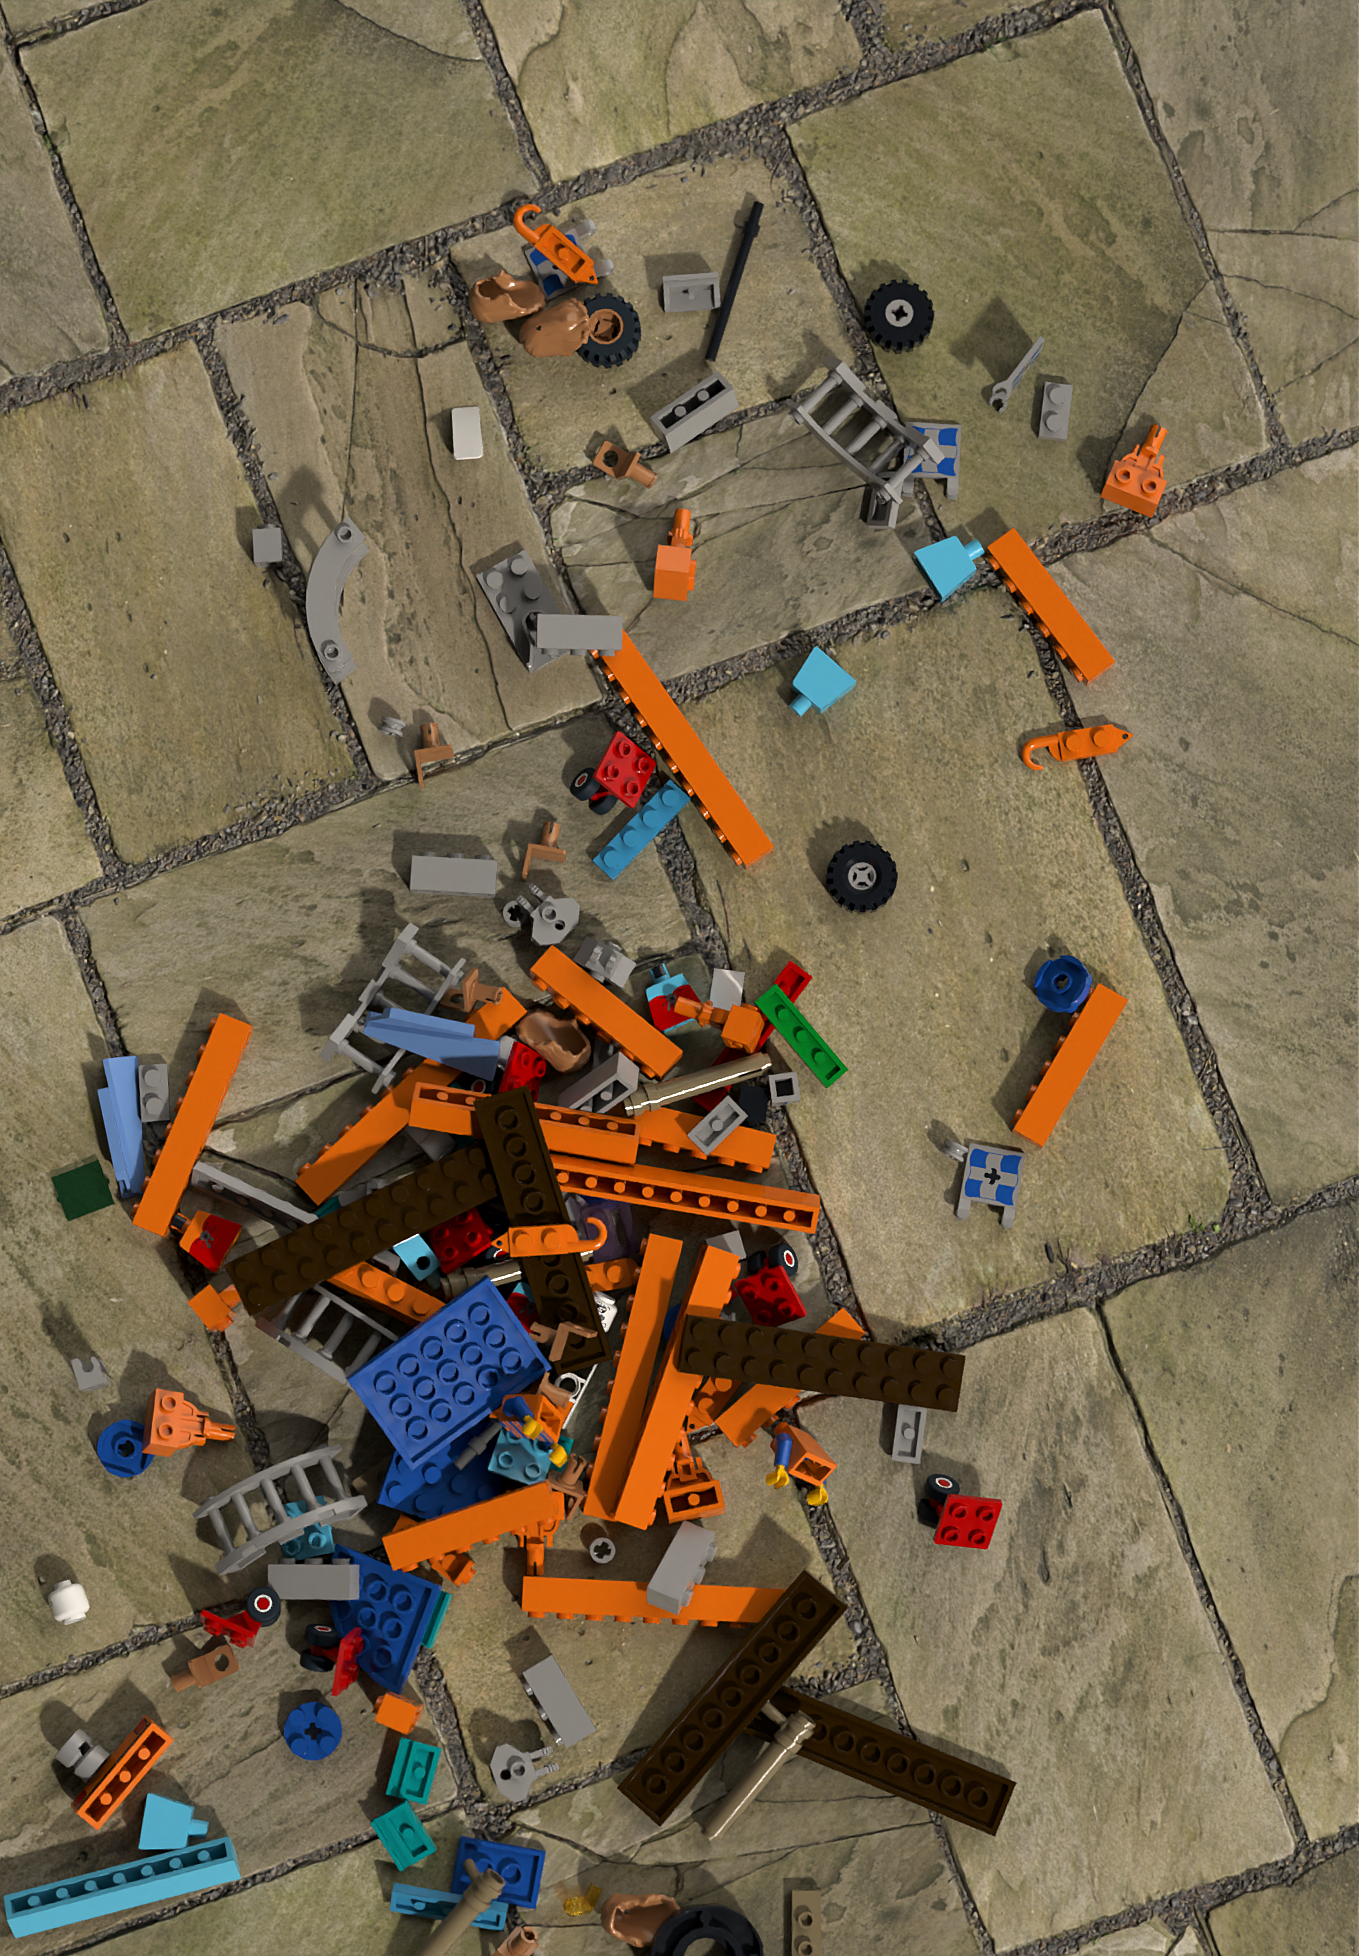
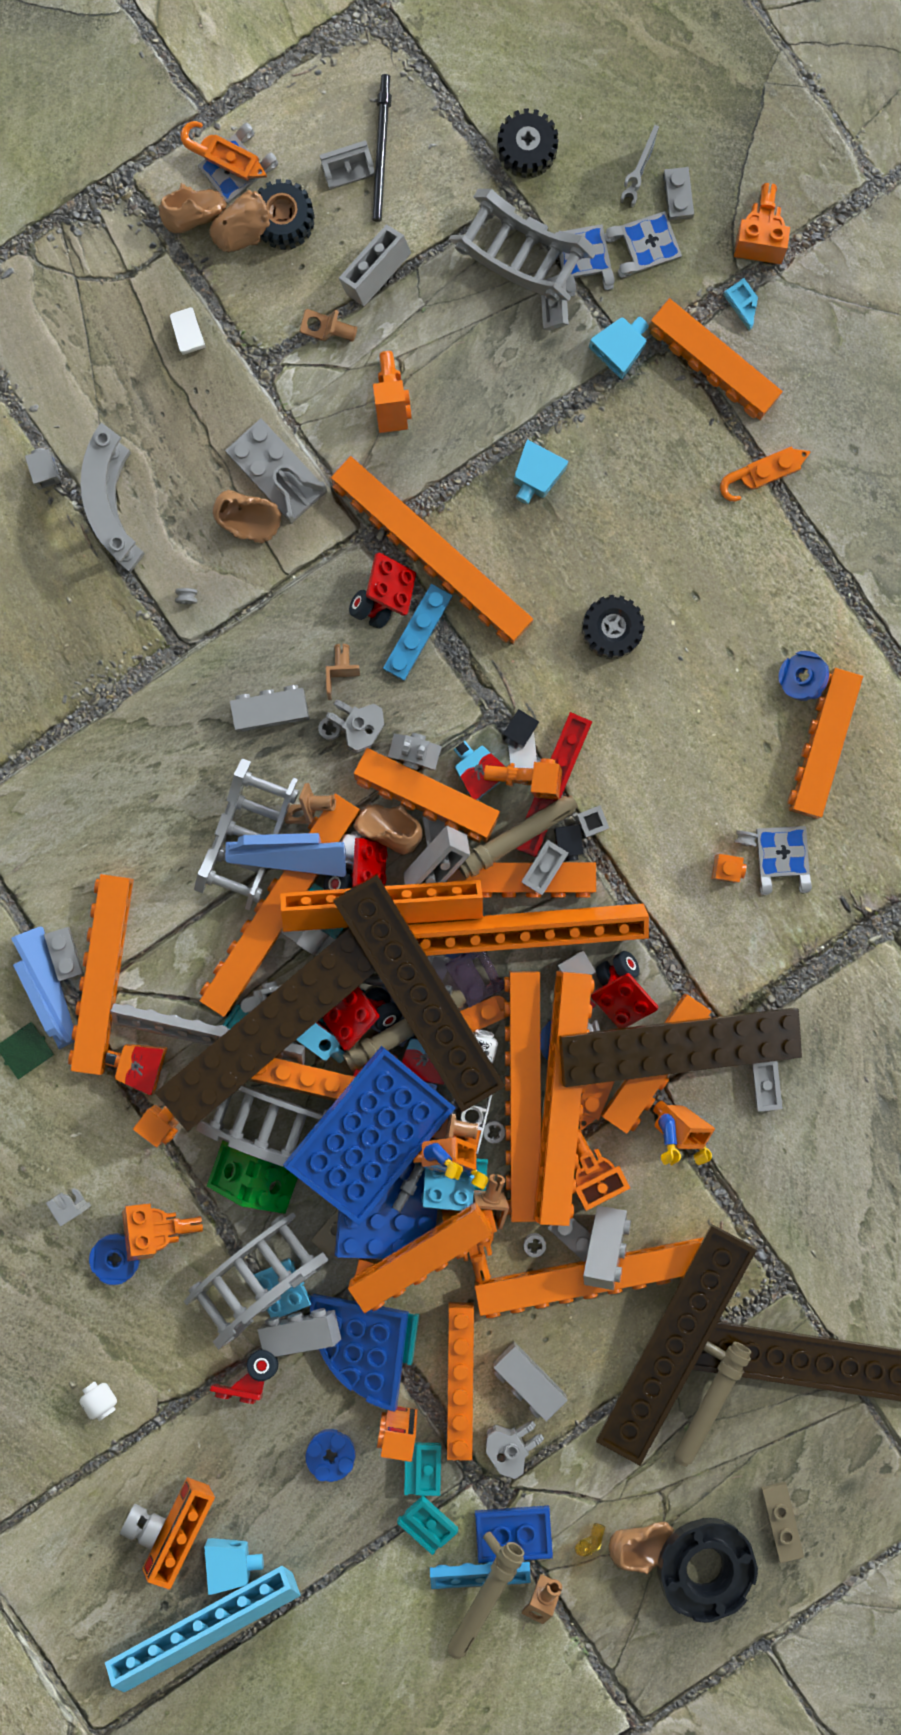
camera: 15 degrees left, 5 degrees up
(204, 1671) = (227, 1428): medium nougat bracket -> none
(304, 1395) = (251, 1180): none -> green bracket
(324, 1654) = (324, 1393): plate -> none
(432, 750) = (224, 608): medium nougat bracket -> none
(455, 1568) = (418, 1293): orange bracket -> none
(480, 1681) = (460, 1381): none -> orange brick
(482, 655) = (247, 516): none -> medium nougat piece
(549, 1239) = (426, 1001): orange plate -> none
(557, 1338) = (454, 1082): medium nougat bracket -> none
(578, 634) = (324, 476): light grey brick -> none
(580, 1407) = (501, 1132): none -> light grey bush
(646, 1547) = (573, 1236): none -> light grey plate
(728, 967) = (520, 730): none -> black brick
(800, 1035) = (594, 773): green plate -> none
(925, 1179) = (728, 868): none -> orange brick
(960, 1518) = (829, 1147): red plate -> none
(1008, 458) = (648, 243): none -> light grey flag
(1098, 548) = (743, 301): none -> medium azure tile

